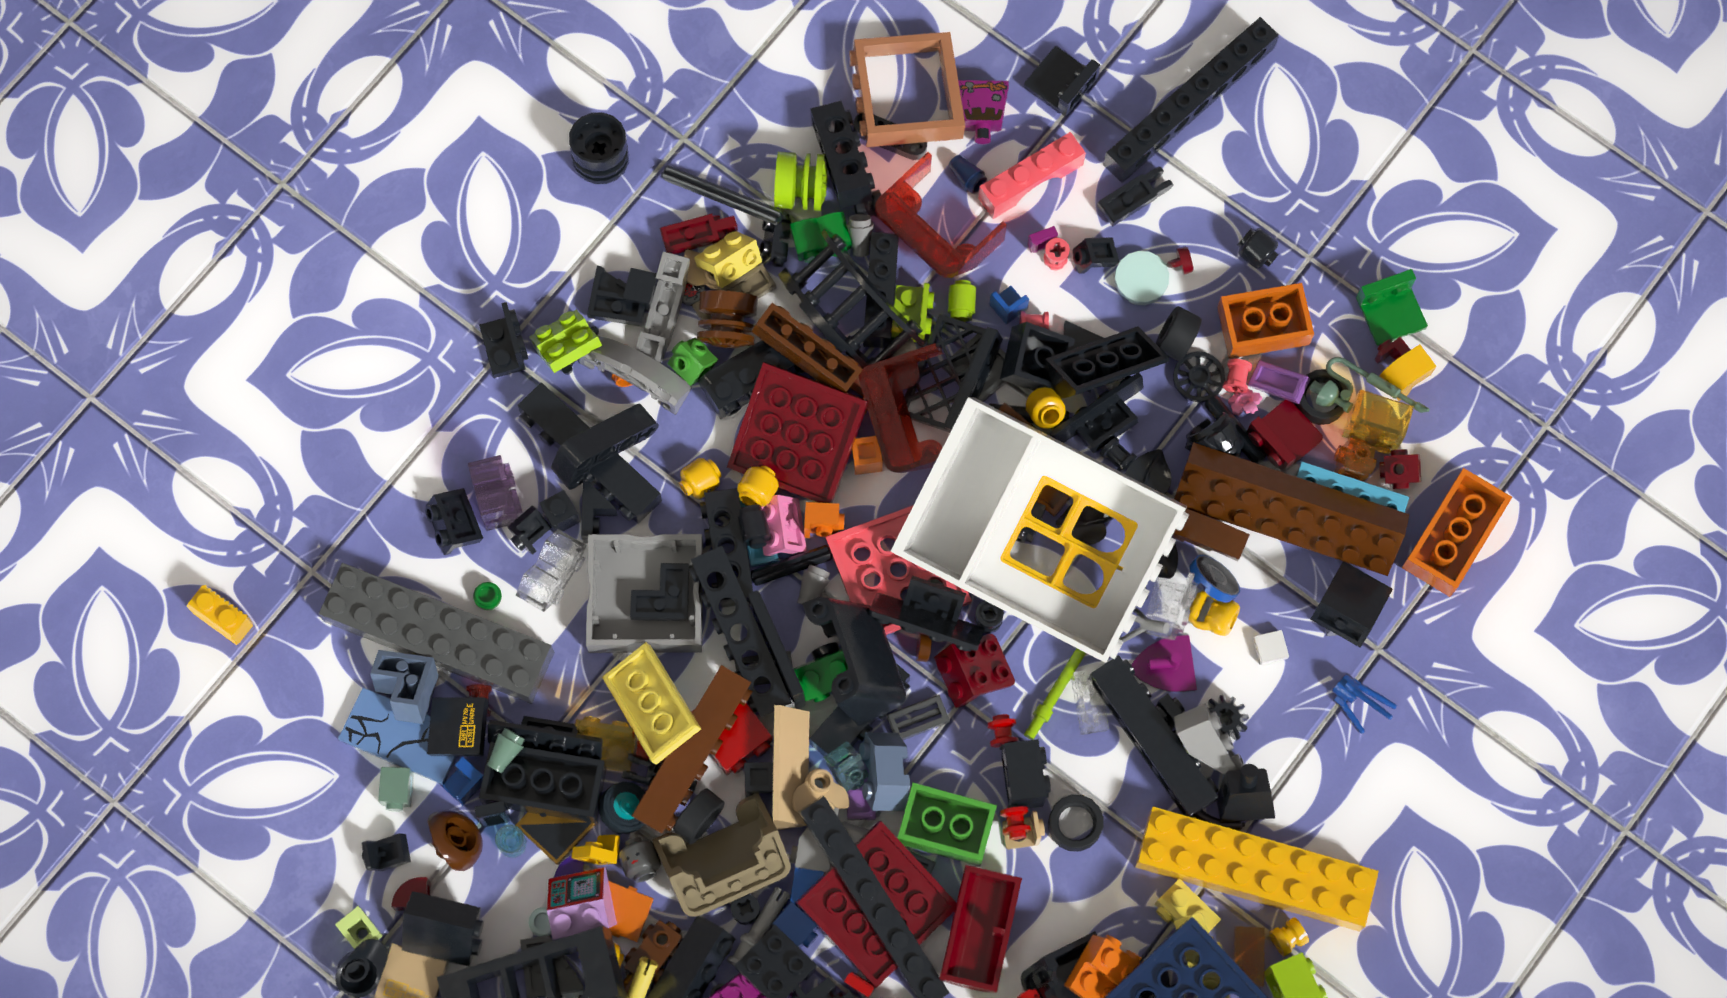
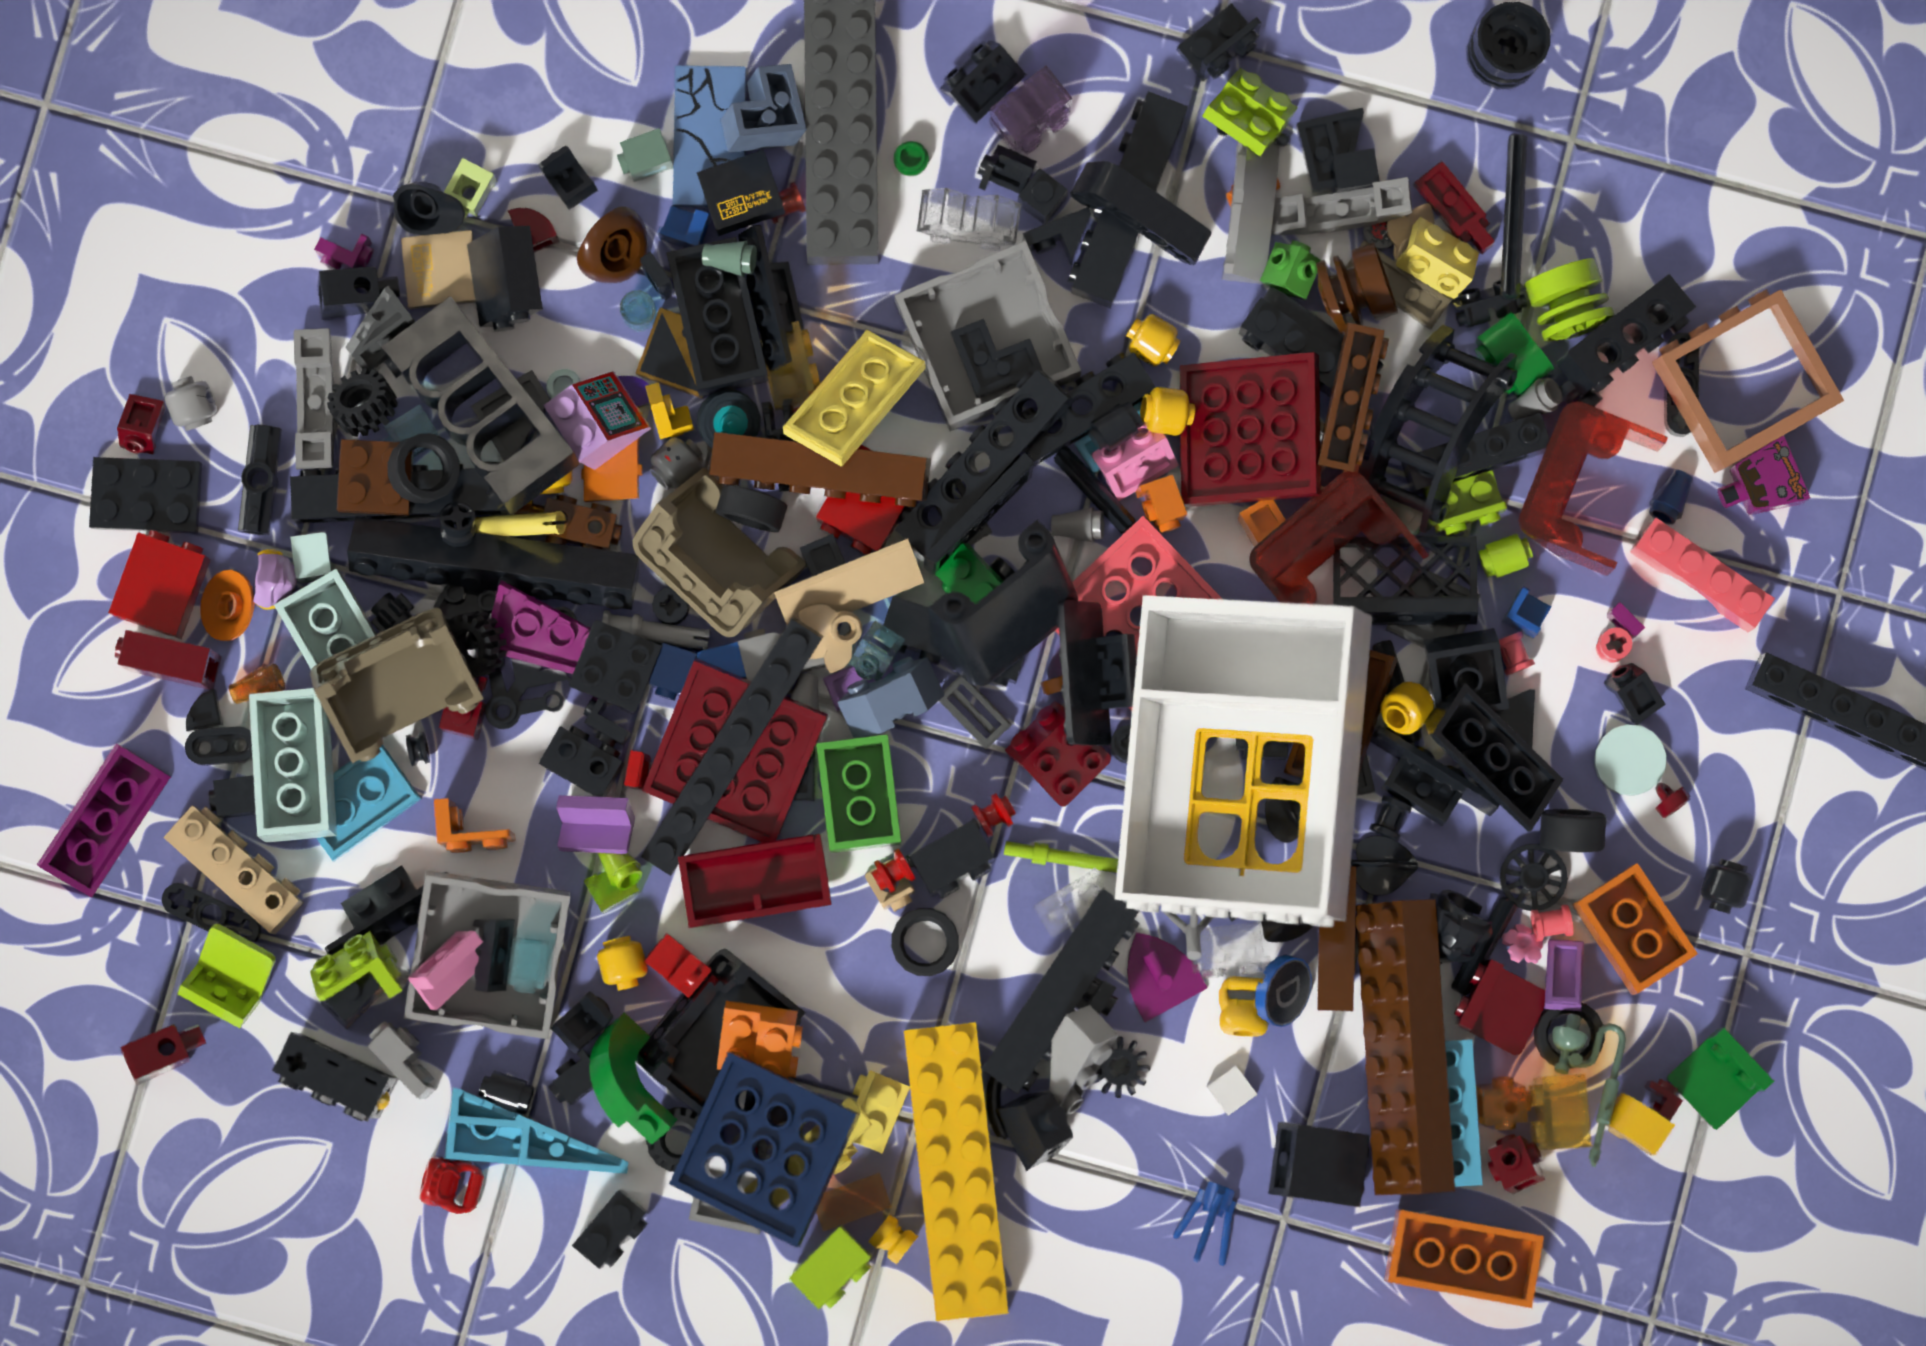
camera: 70 degrees right, 10 degrees up
(1062, 80) = (1844, 562): black bracket -> none
(1133, 196) = (1729, 708): black hinge -> none

